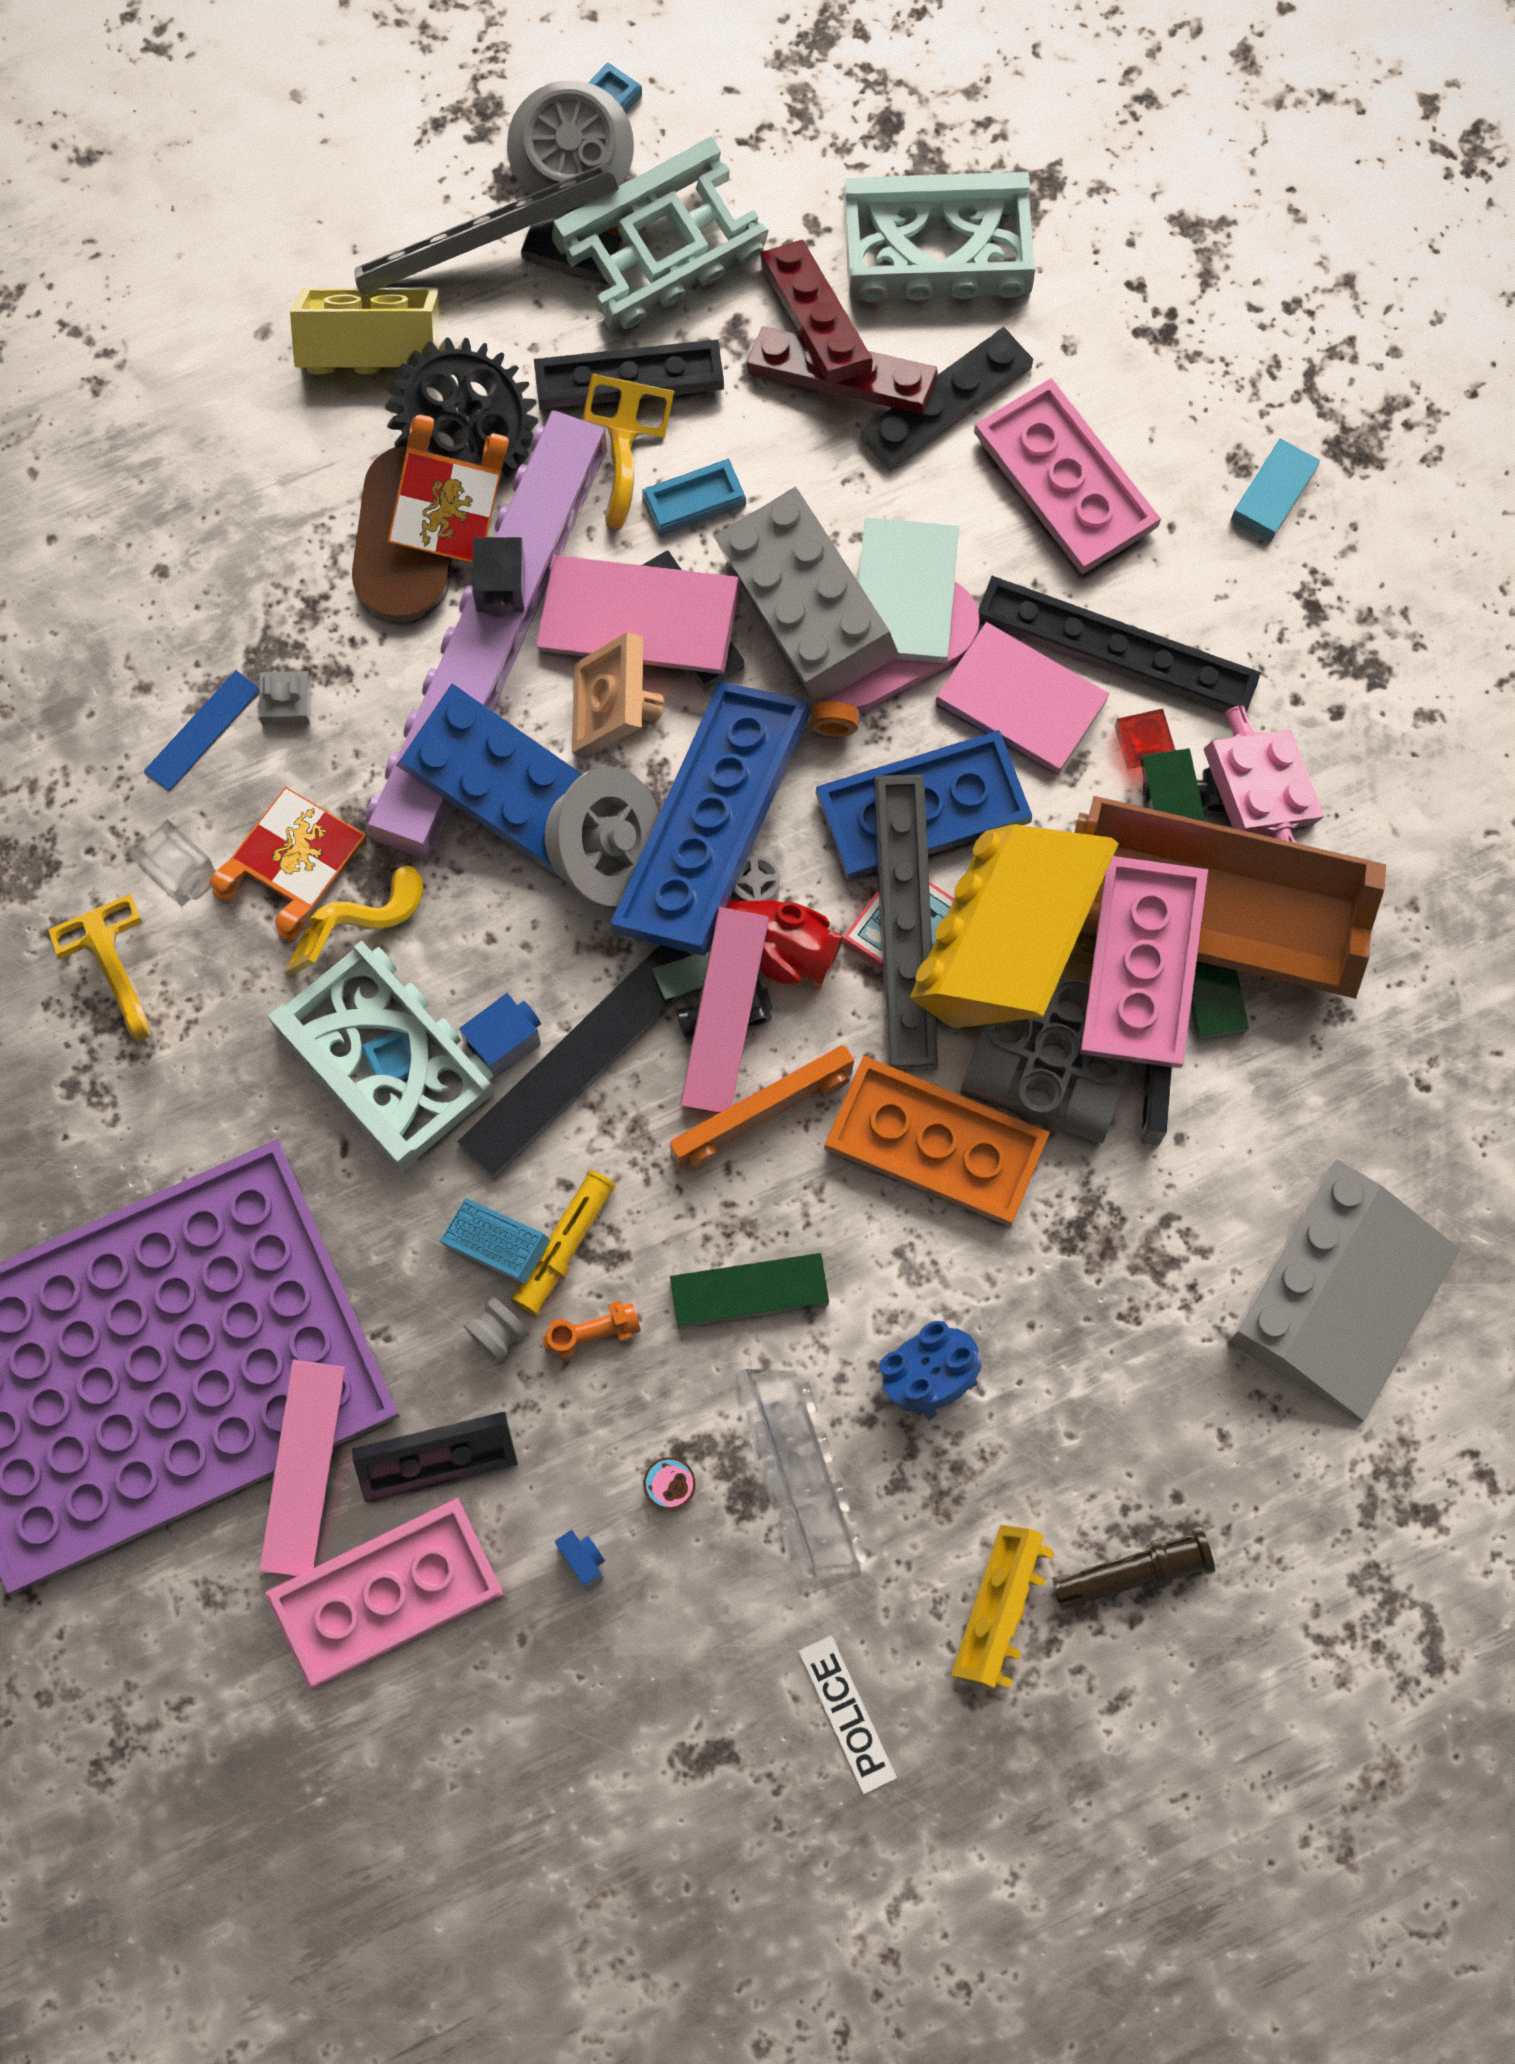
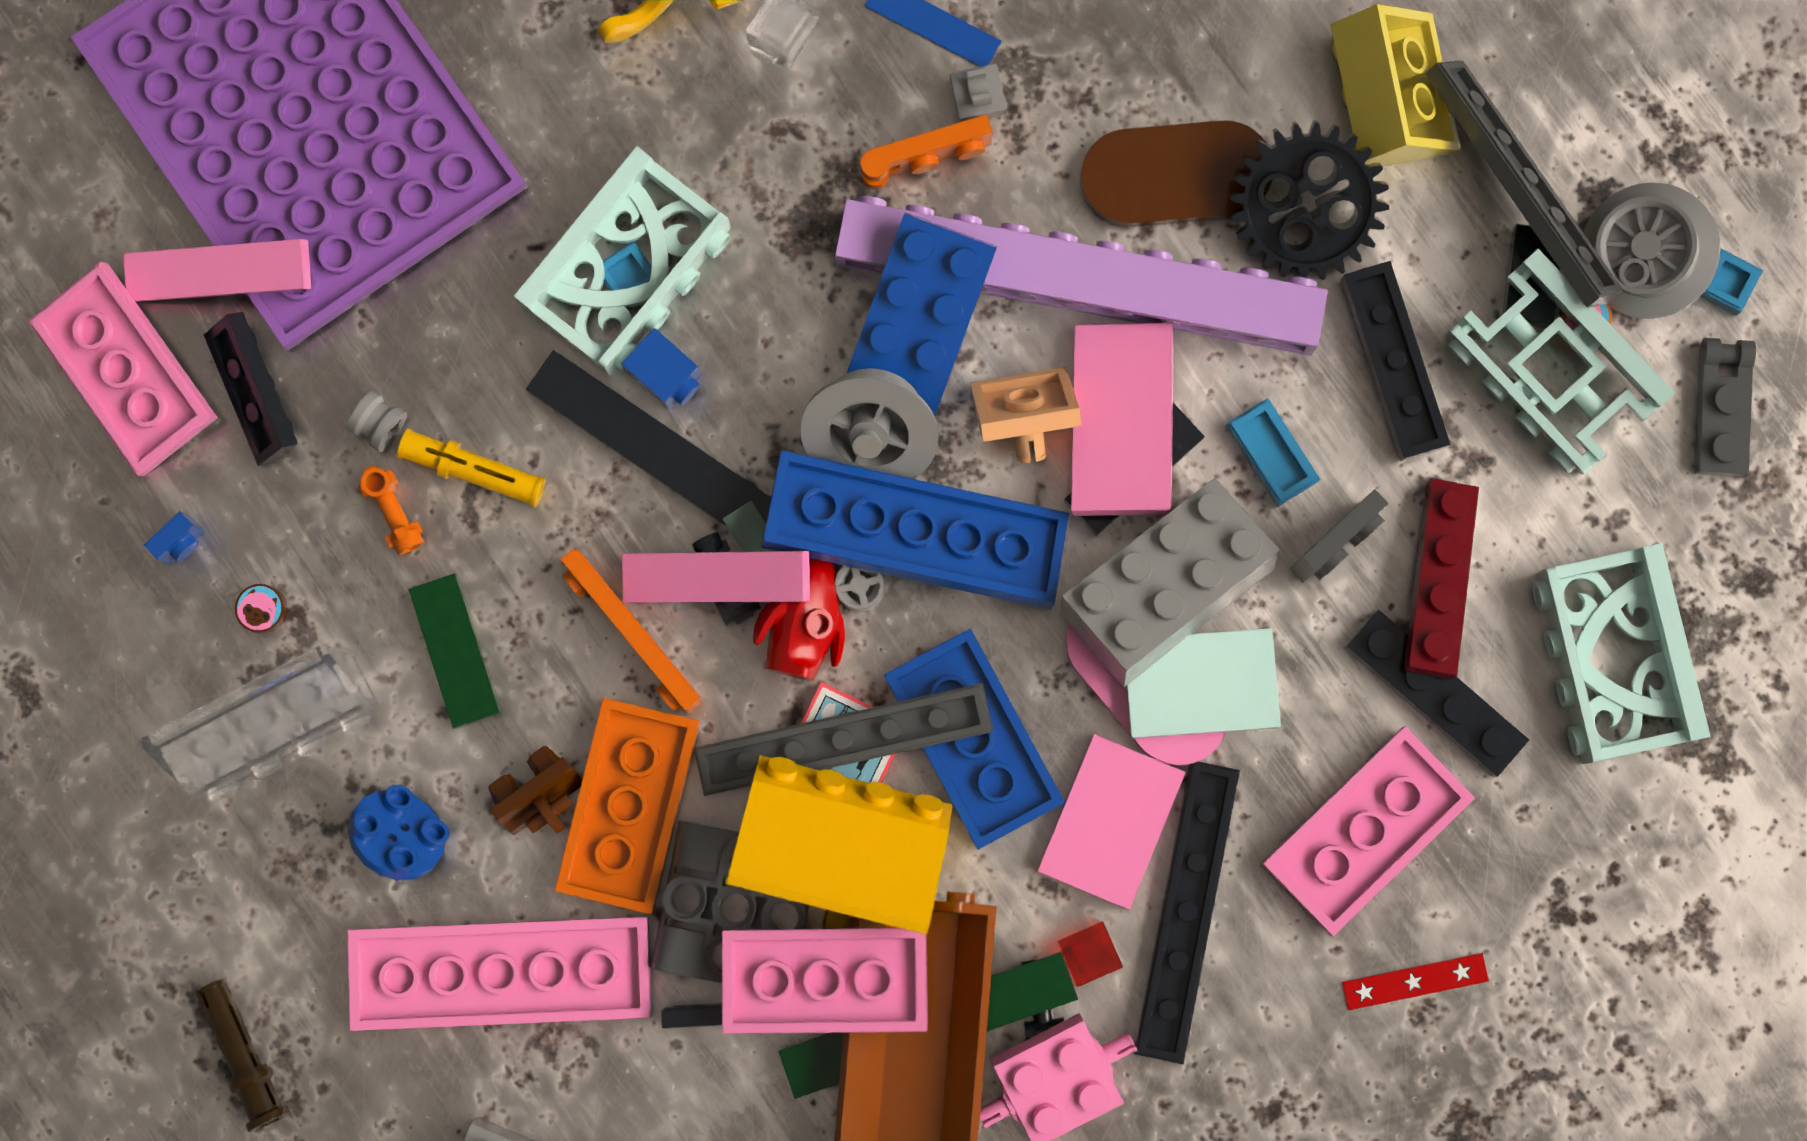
camera: 85 degrees right, 10 degrees up
(293, 852) = (816, 136): flag -> none
(334, 752) = (925, 151): none -> orange plate
(403, 901) = (785, 251): yellow piece -> none
(444, 499) = (1204, 202): flag -> none
(495, 1240) = (459, 403): dark azure tile -> none
(498, 575) = (1122, 271): black brick -> none
(623, 430) = (1330, 367): yellow piece -> none
(726, 116) = (1724, 408): none -> dark grey plate
(788, 441) = (1352, 527): none -> dark grey plate
(816, 312) = (1499, 539): dark red plate -> none
(834, 718) = (1048, 634): orange tile -> none
(847, 1714) = (78, 808): white sticker -> none
(898, 1207) = (539, 799): none -> reddish brown hips
(1000, 1606) = (187, 933): yellow plate -> none
(1086, 1295) = (499, 973): none -> bright pink plate
(1210, 466) = (1415, 981): none -> red sticker
(1275, 489) = (1399, 1054): medium azure tile -> none

